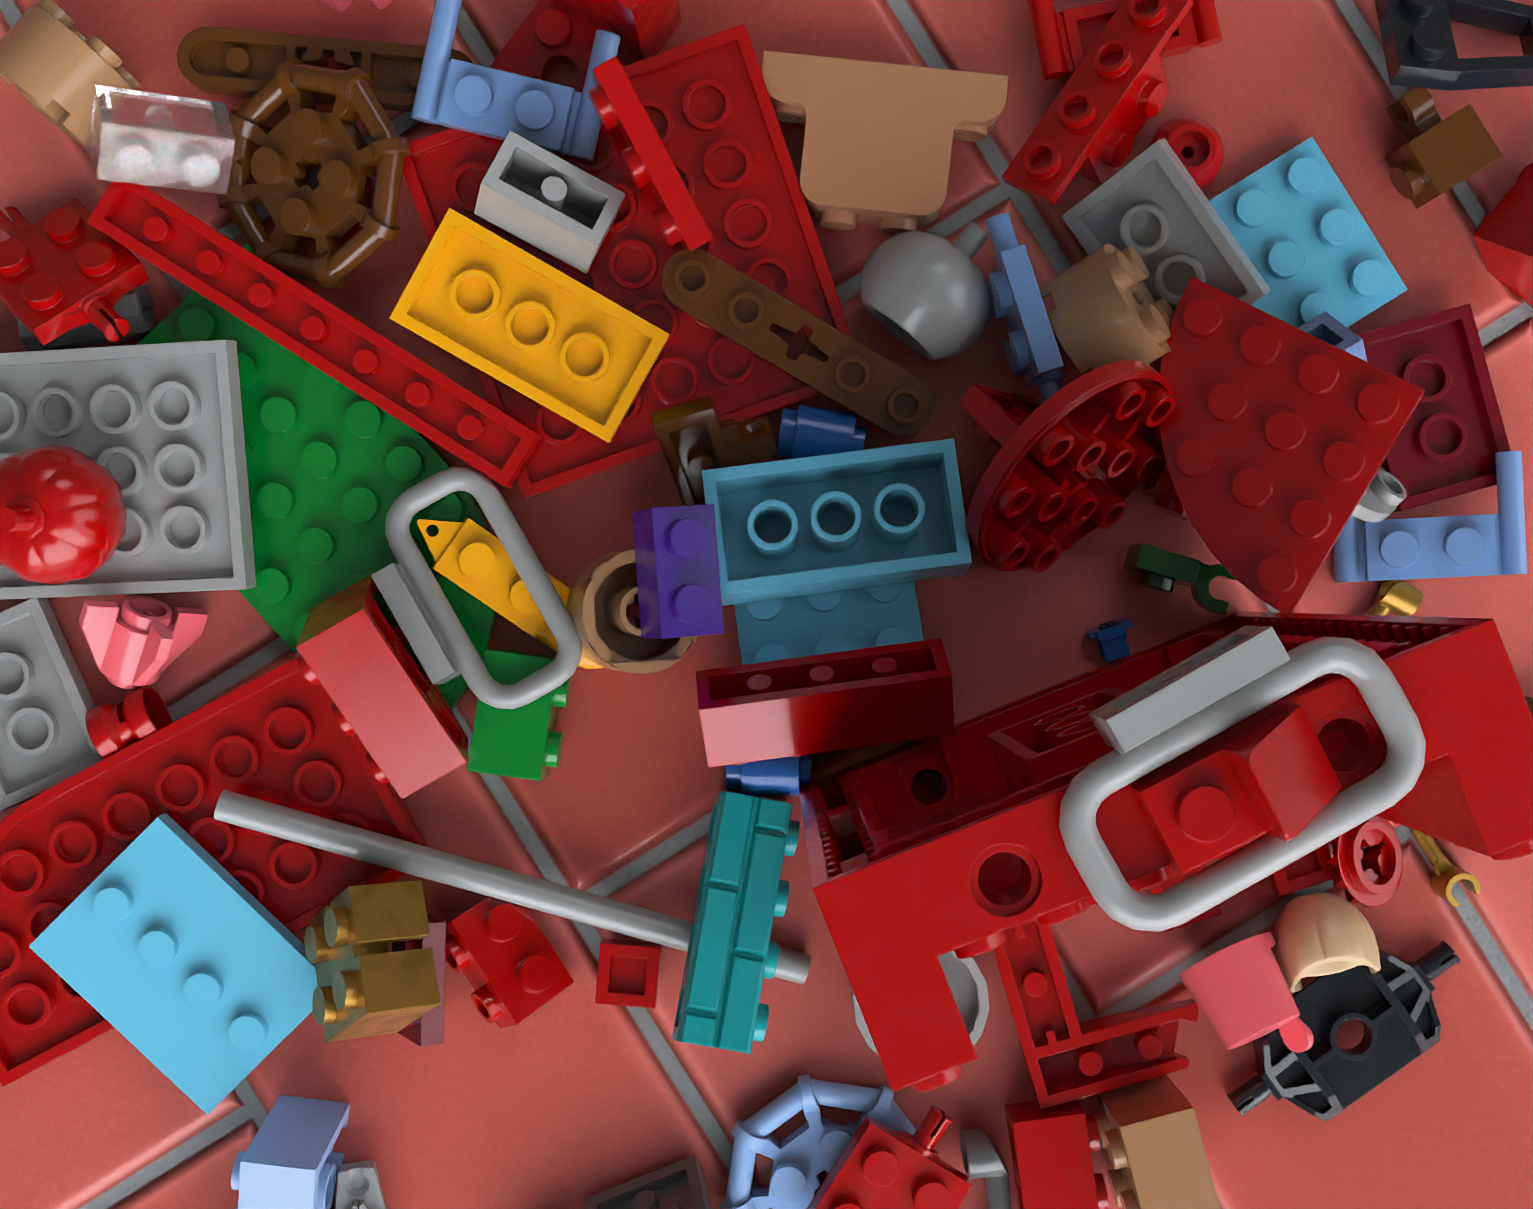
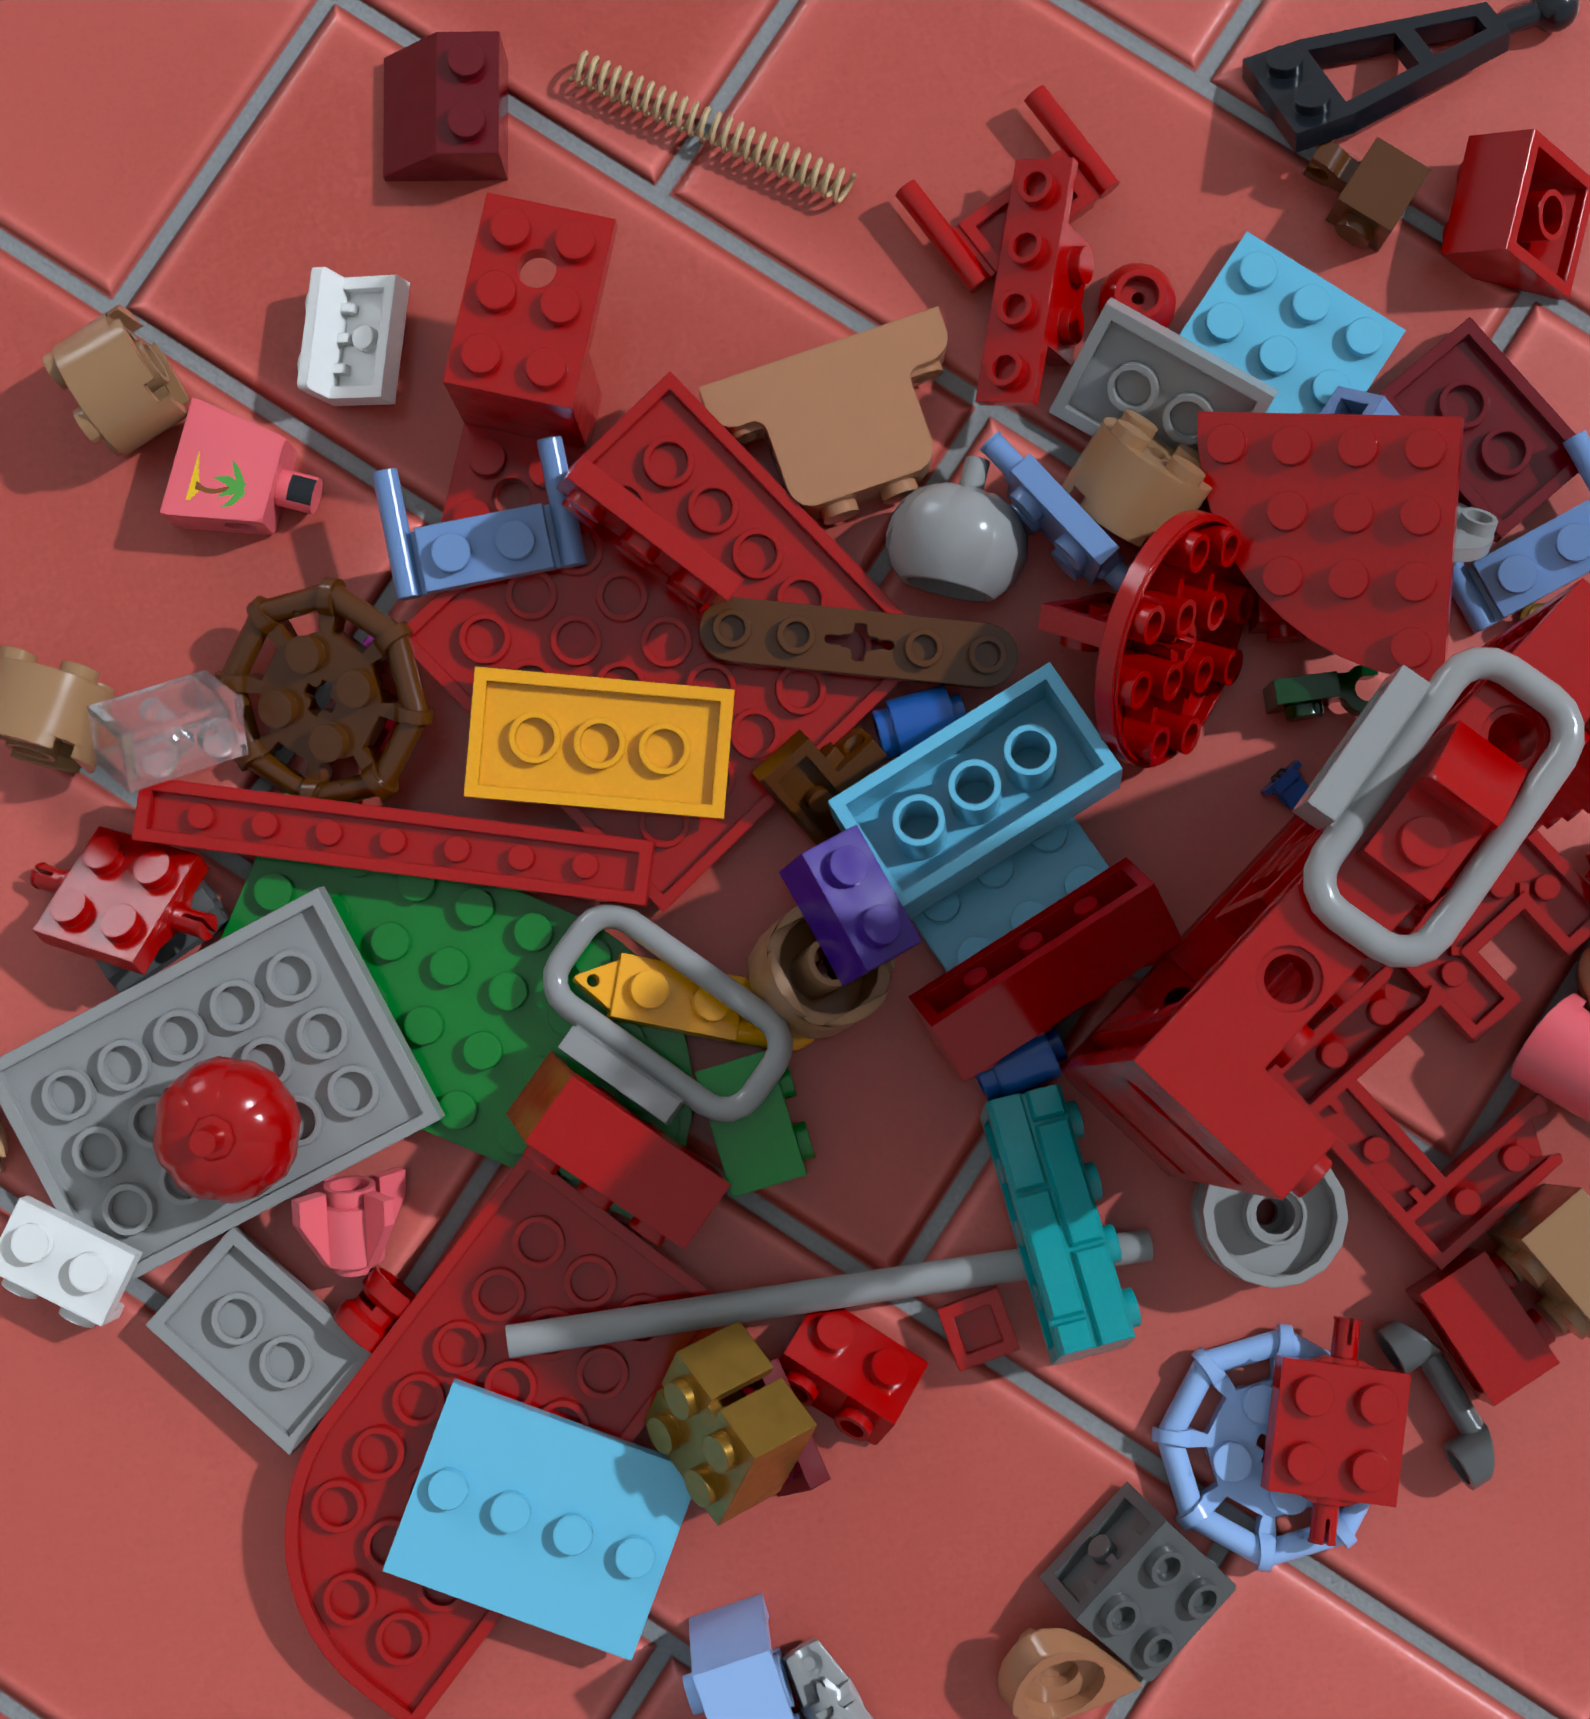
camera: 20 degrees left, 5 degrees down
(245, 60) = (212, 618): reddish brown piece -> none
(547, 202) = (569, 619): light grey brick -> none

